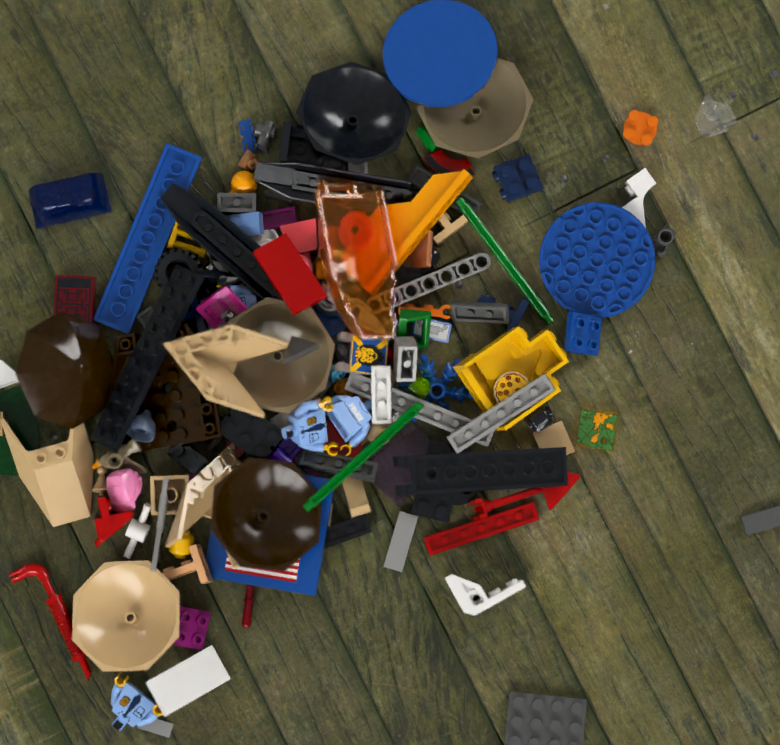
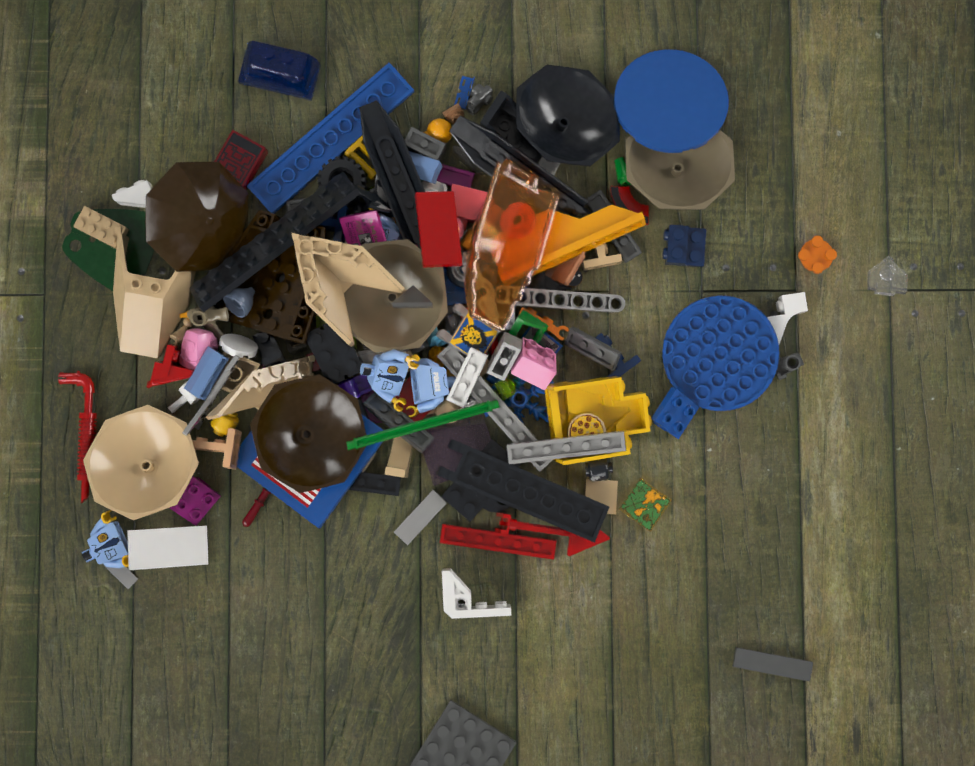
camera: 25 degrees right, 0 degrees up
(144, 507) = (206, 373): none -> medium blue piece
(160, 467) = (238, 345): none -> white tile
(436, 352) = (535, 364): none -> bright pink slope
(504, 261) = (637, 313): green piece -> none

